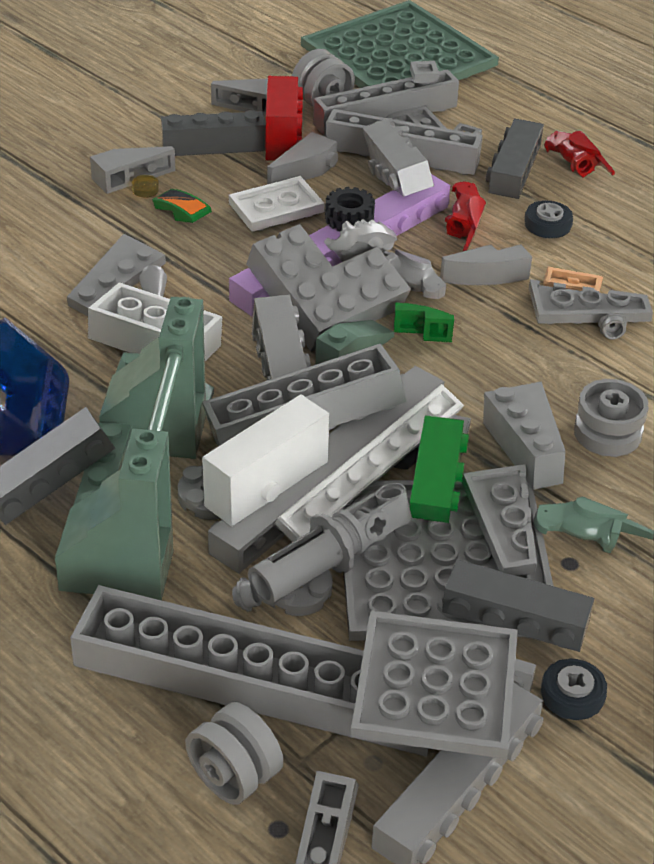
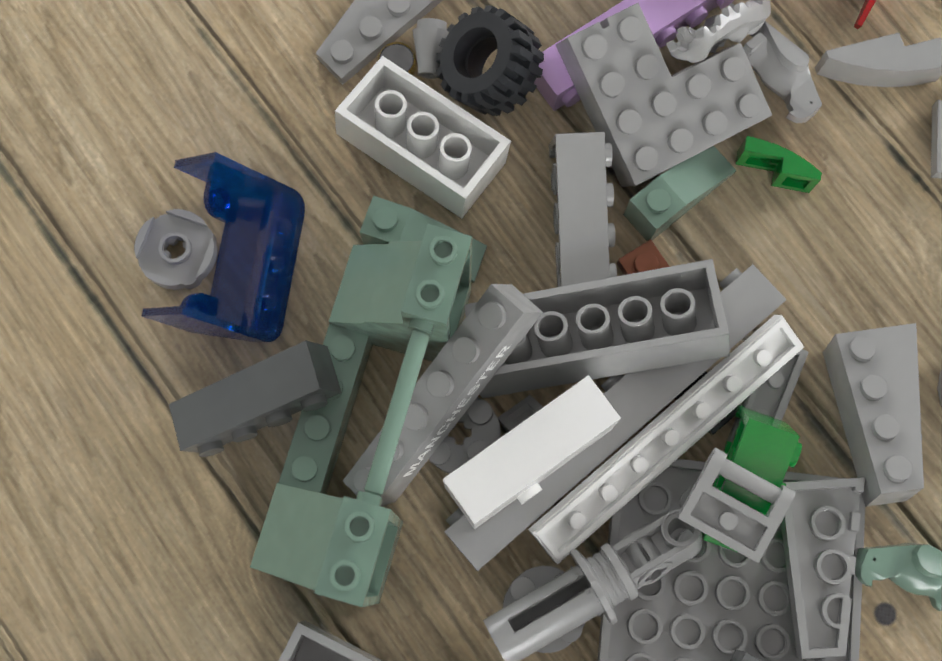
camera: 10 degrees right, 35 degrees up
(200, 273) = (469, 47): none -> black tyre
(207, 416) = (452, 384): none -> light grey brick
(245, 596) = (474, 623): light grey plate -> none
(425, 473) = (730, 519): none -> light grey plate

